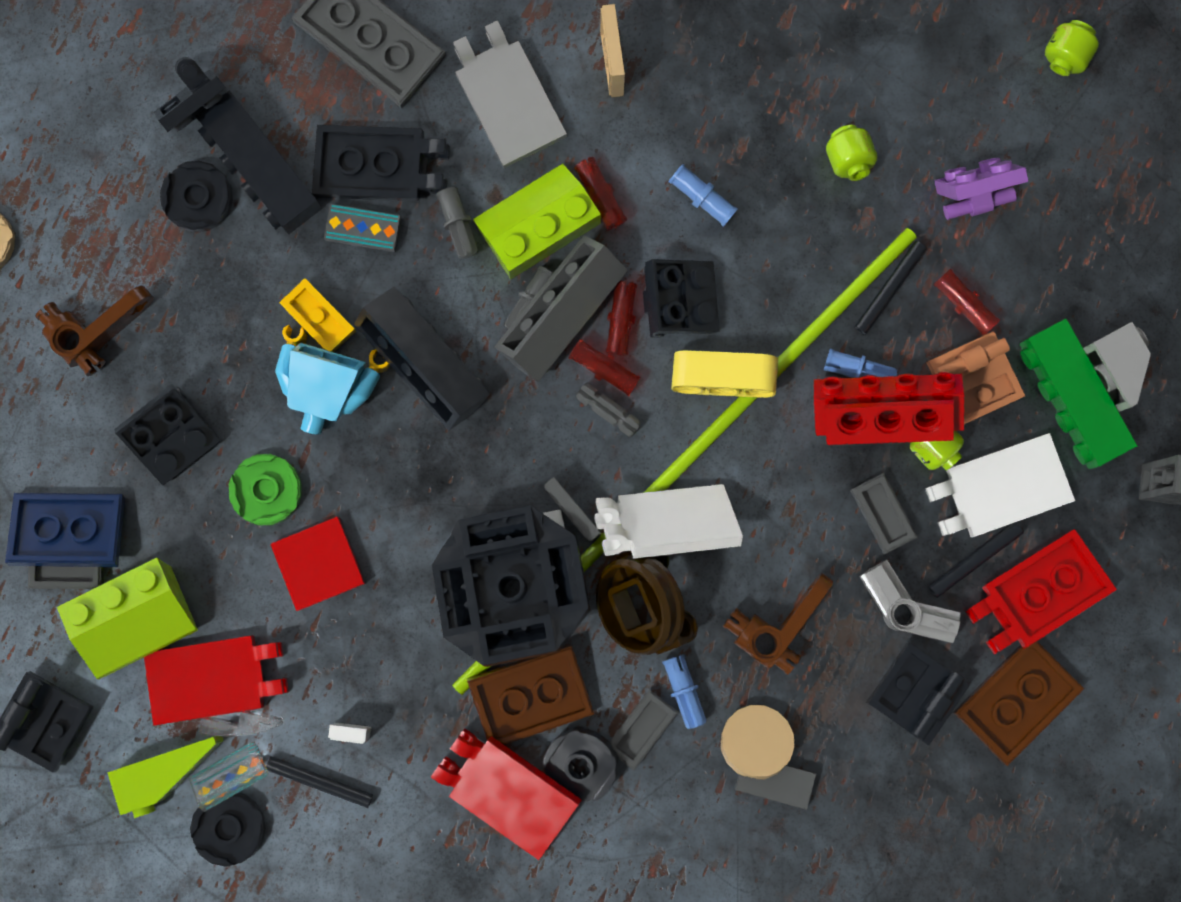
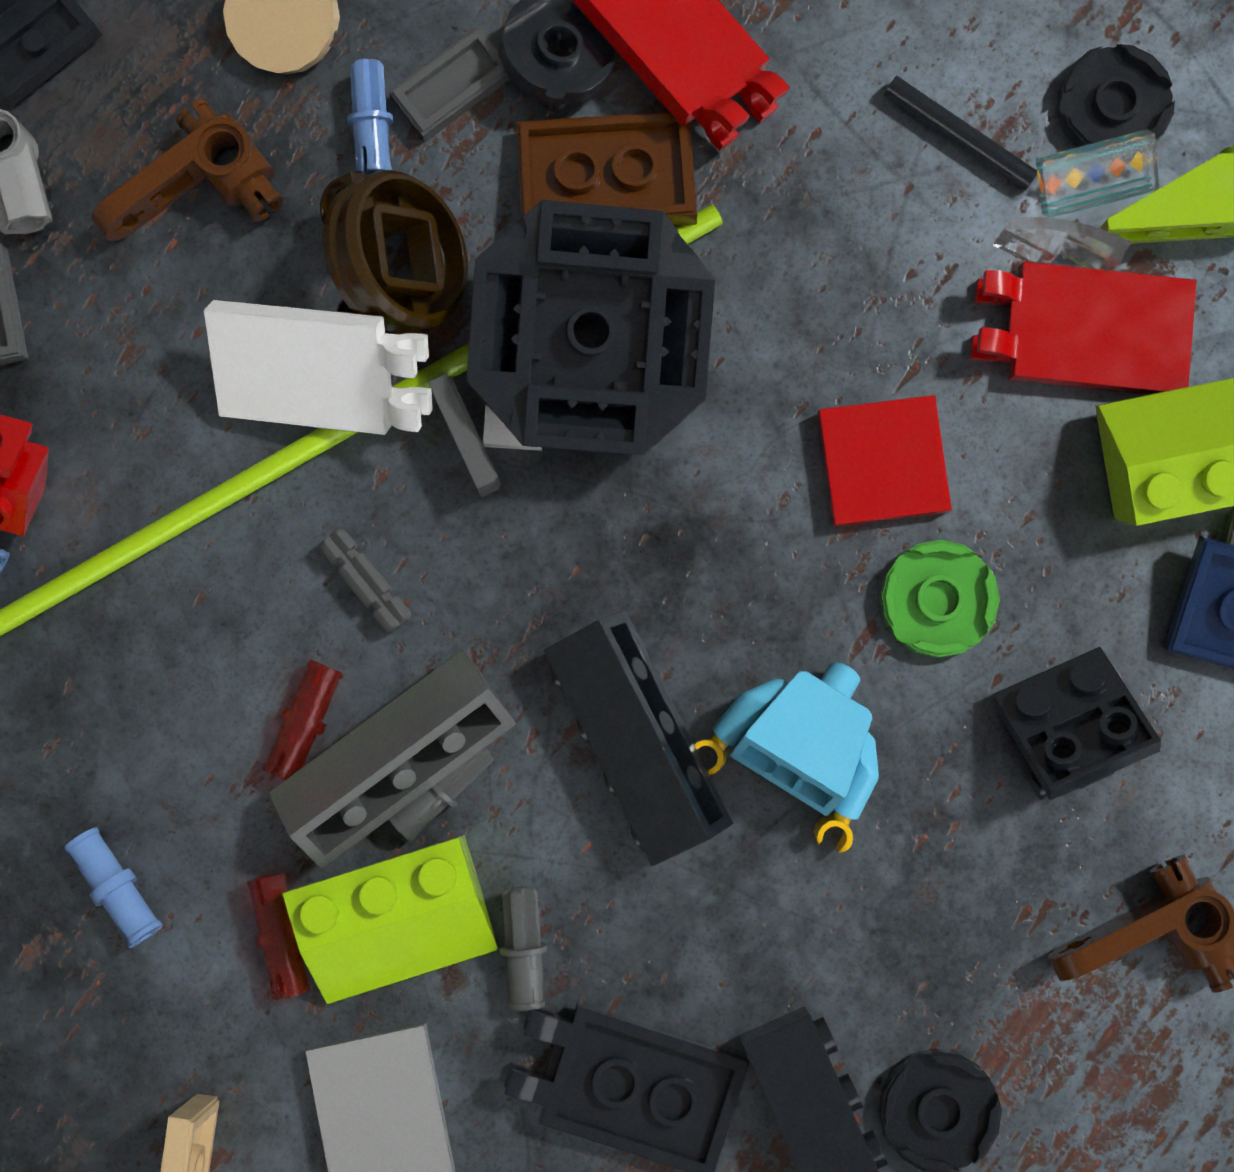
camera: 165 degrees left, 0 degrees up
(317, 316) = (789, 854): yellow plate -> none
(349, 733) = (897, 188): white tile -> none
(362, 228) = (680, 983): dark grey tile -> none
(604, 367) = (351, 648): clear red pin -> none
(680, 297) = (199, 727): black plate -> none
(725, 374) = (162, 583): light yellow beam -> none

